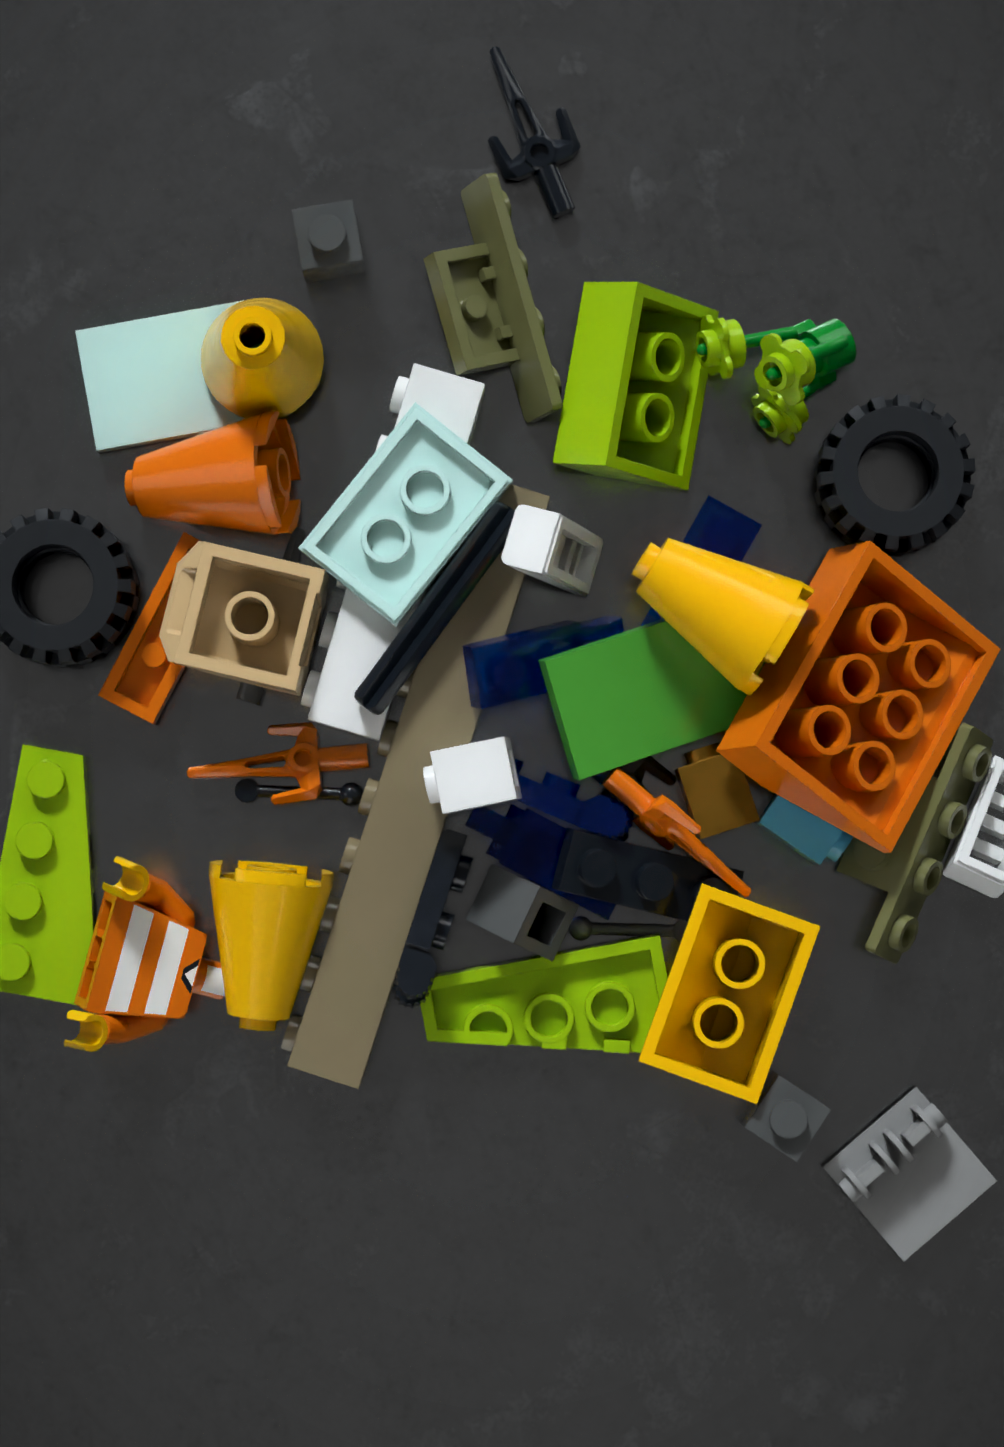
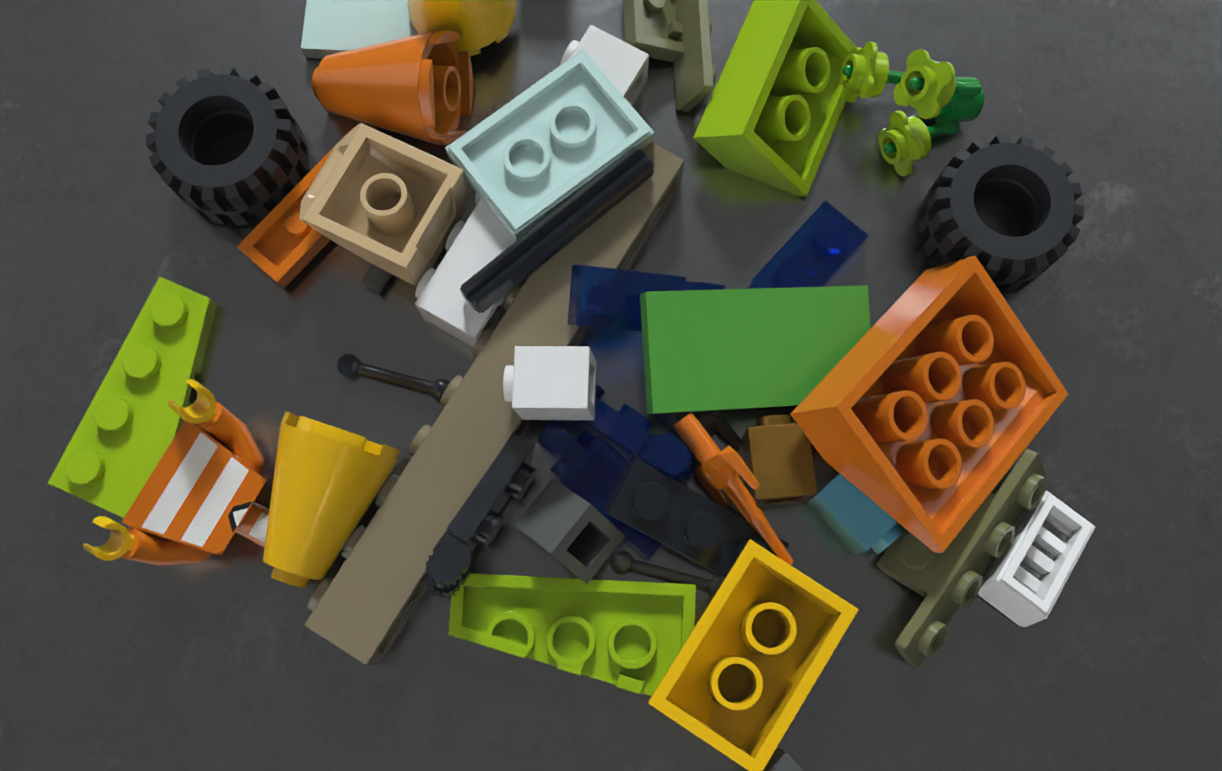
camera: 15 degrees right, 10 degrees down
(303, 762) = (404, 349): orange piece -> none
(552, 549) = (671, 199): white slope -> none
(723, 607) = (825, 279): yellow cone -> none

